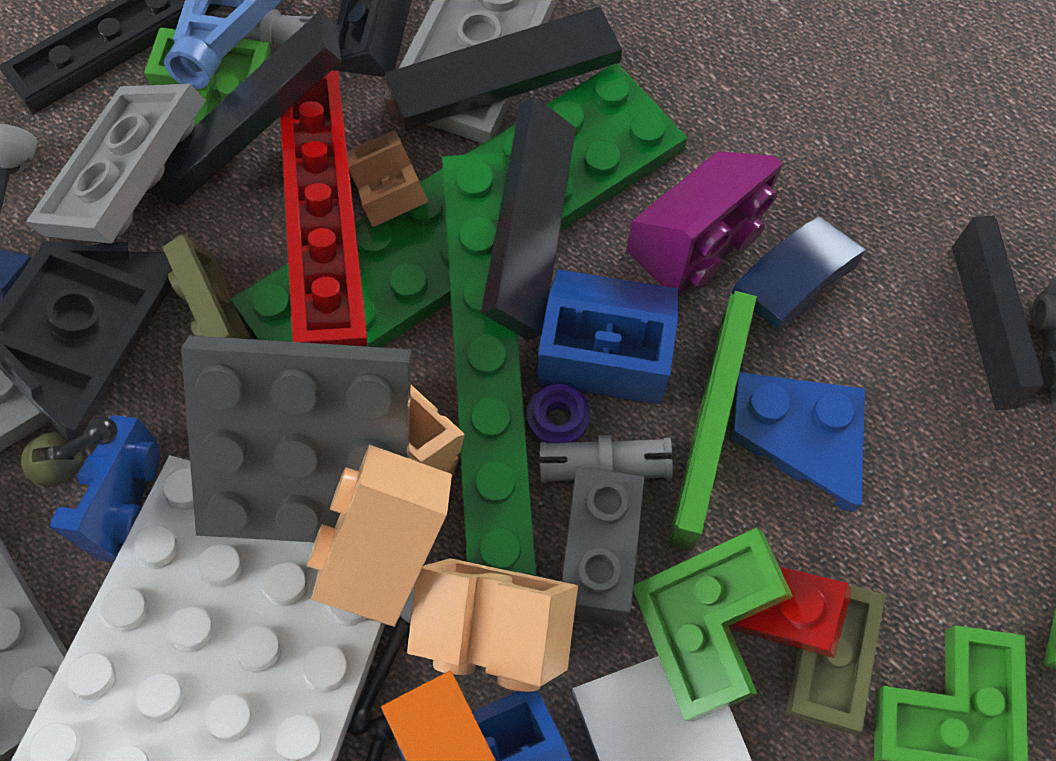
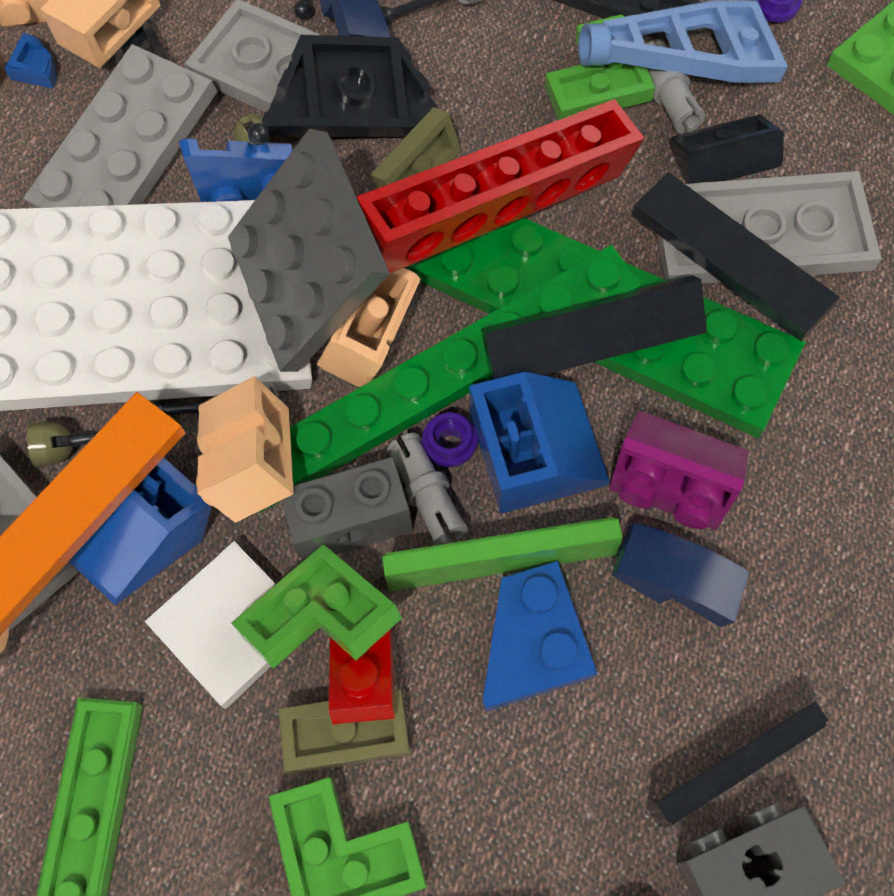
camera: 70 degrees right, 0 degrees up
(117, 163) = (491, 48): light grey plate -> none
(252, 107) = (573, 97): black tile -> none
(382, 535) = (262, 334): light nougat brick -> none
(385, 178) = (583, 223): medium nougat slope -> none

